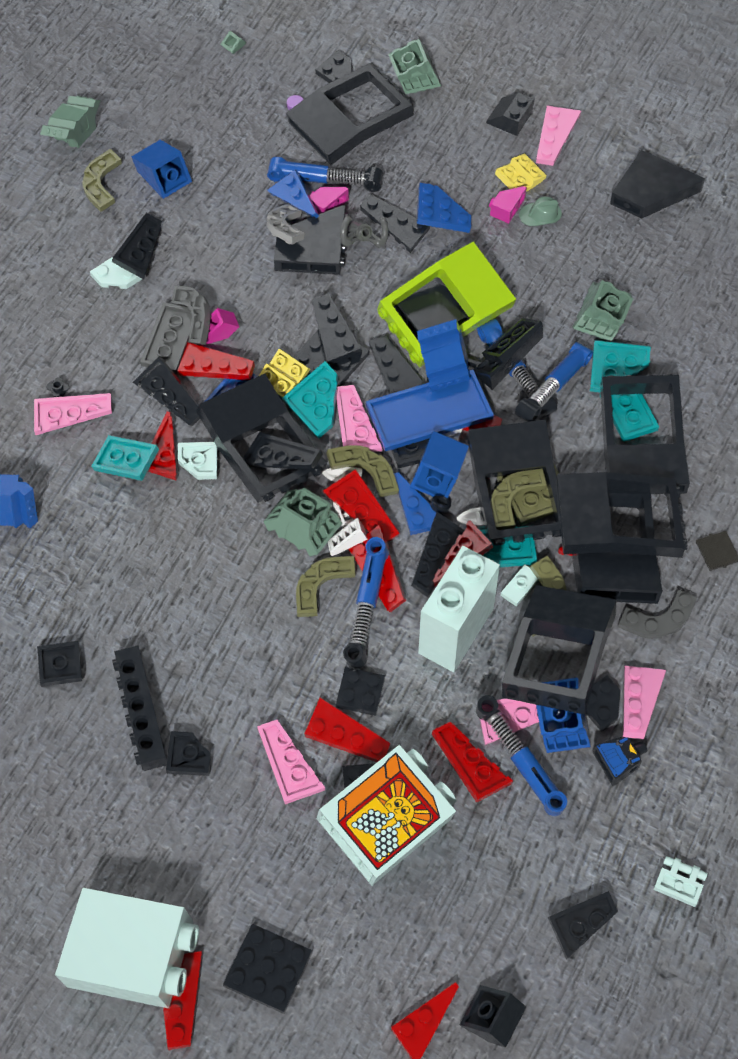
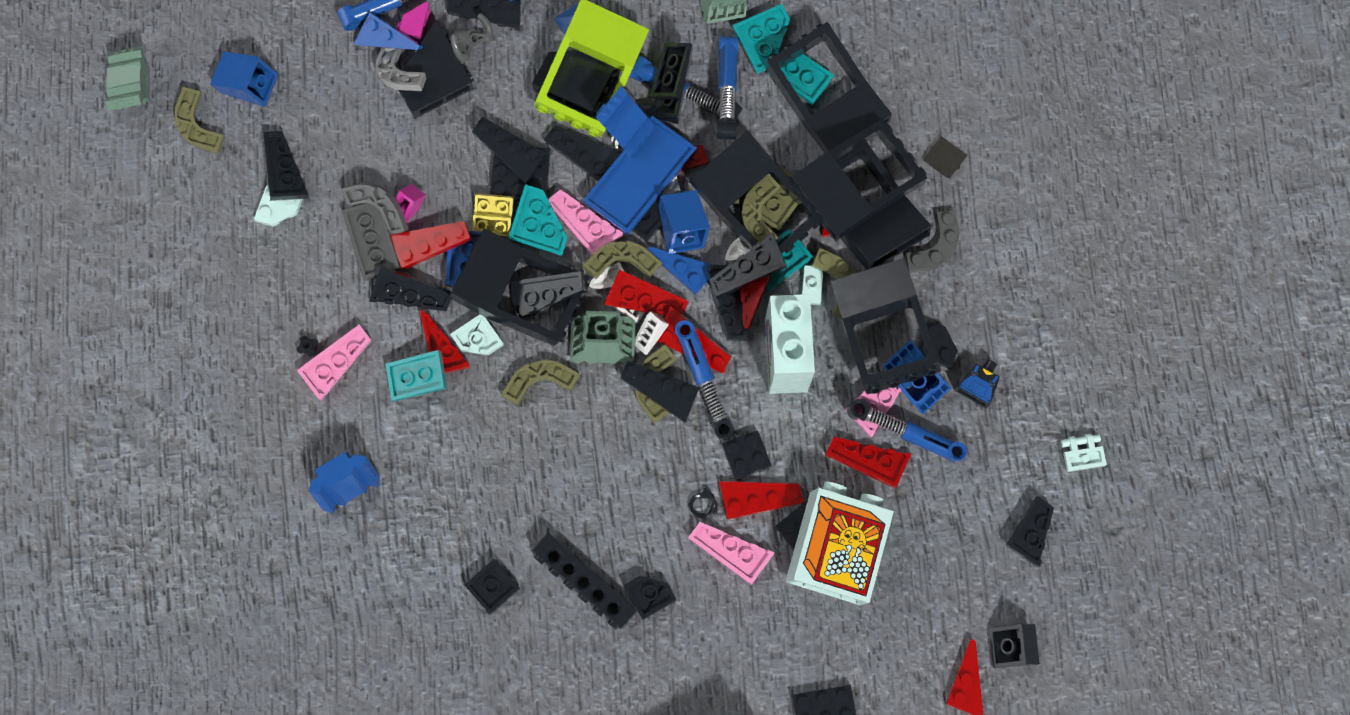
camera: 35 degrees left, 15 degrees up
(225, 514) = (535, 372): none -> olive plate
(297, 701) = (705, 494): none -> black piece
(326, 593) = (668, 392): none -> black wing
(440, 504) = (703, 254): black tile -> none
(481, 531) = (753, 266): none -> black wing
(639, 699) = (963, 321): bright pink wing -> none

